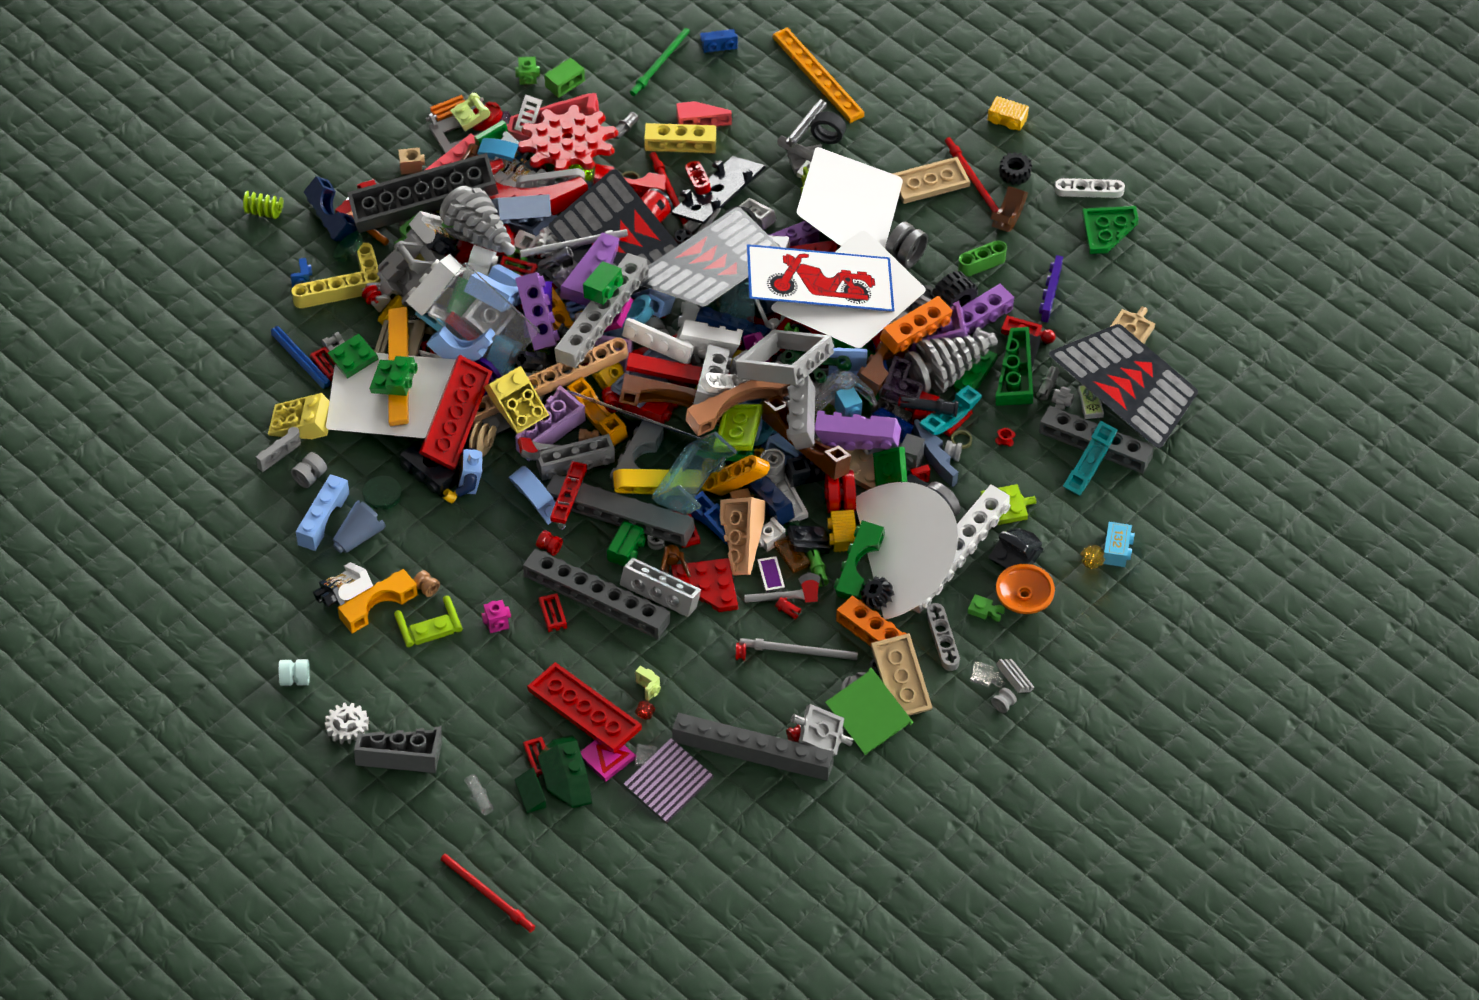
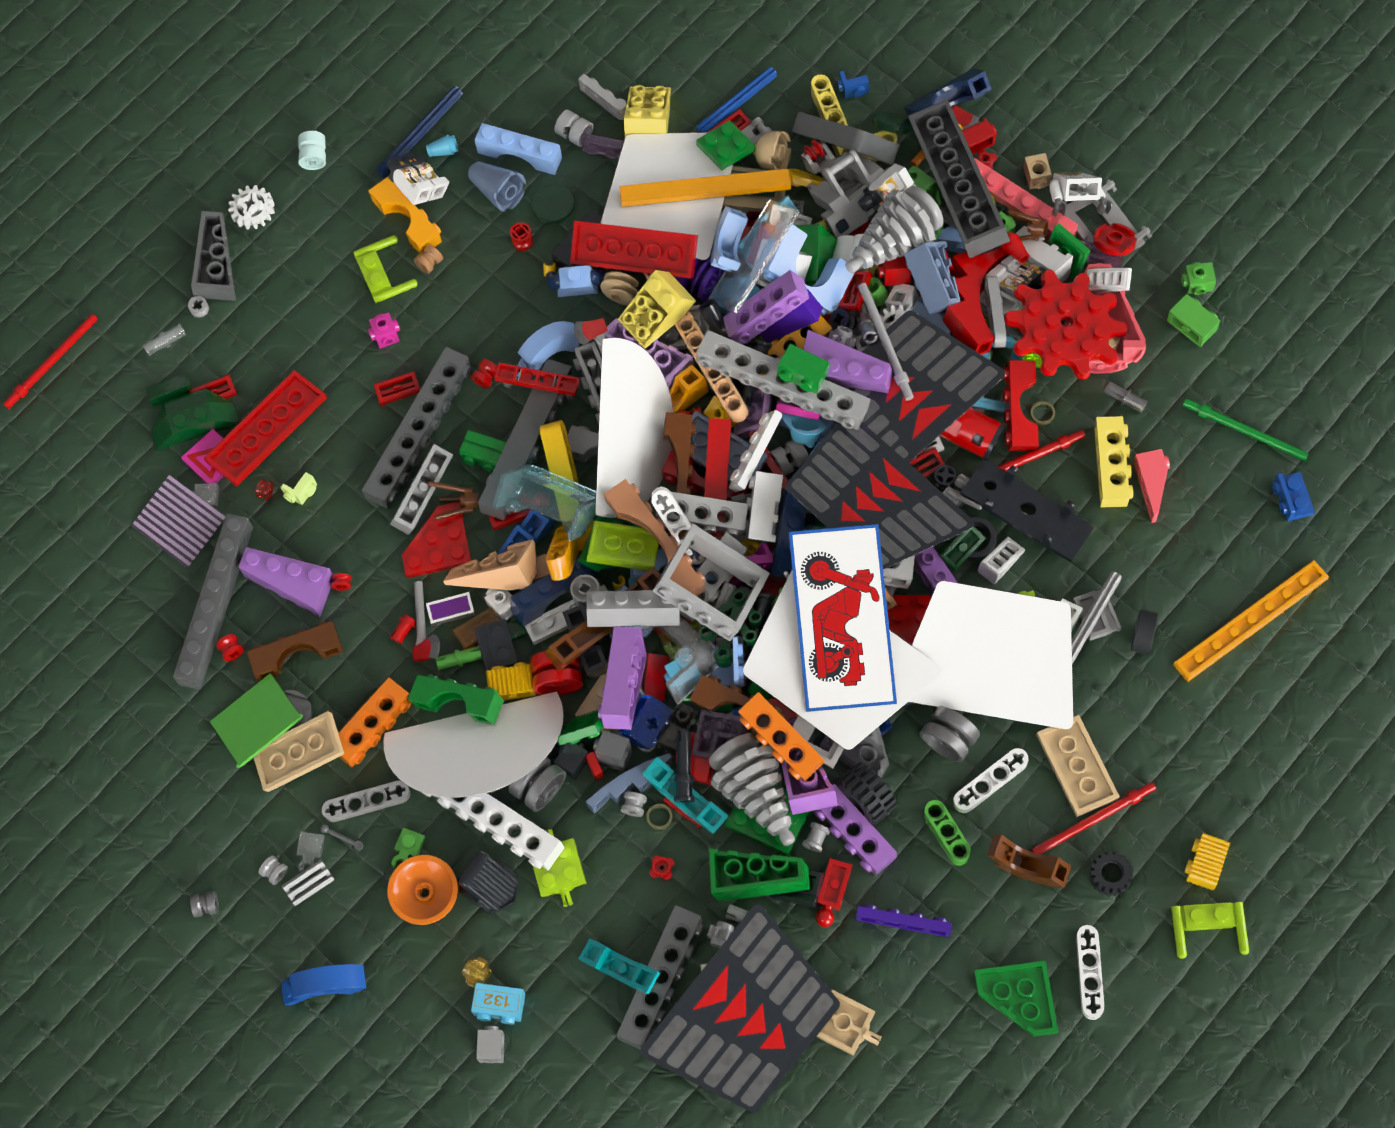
camera: 95 degrees right, 15 degrees up
(262, 206) = (950, 30): lime piece -> none
(286, 592) = (421, 129): none -> dark blue axle
(307, 571) = (444, 146): none -> medium azure cone
(331, 449) = (601, 145): none -> clear purple plate
(359, 277) = (845, 137): none -> dark grey beam
(362, 325) = (773, 151): none -> tan cylinder
(394, 376) = (680, 181): green plate -> none
(414, 513) = (524, 240): none -> red wheel
(433, 284) = (811, 203): white wedge -> none
(438, 132) = (1077, 186): none -> white torso
(444, 774) = (202, 302): none -> light grey bush
(446, 107) = (1139, 201): orange tile -> none
(464, 114) = (1116, 221): yellowish green plate -> none
(498, 148) = (1039, 249): dark azure slope -> none
(698, 177) = (1049, 478): red beam -> none
(738, 684) = (292, 579): none -> medium lavender wedge
(760, 644) = (354, 603): light grey bar -> none
(797, 665) = (269, 658): none -> reddish brown arch
(806, 123) = (1149, 605): axle -> none
(821, 729) = (225, 668): light grey plate -> none
(877, 593) = (411, 720): black gear -> none
(936, 234) = (992, 782): none -> white beam
(980, 645) = (358, 845): none -> dark grey hinge
(1033, 751) = (204, 904): none -> flat silver wheel
(1048, 120) = (1209, 917): none -> lime plate
(1106, 663) = (323, 981): none -> blue arch
(1152, 550) = (490, 1045): none -> light grey brick

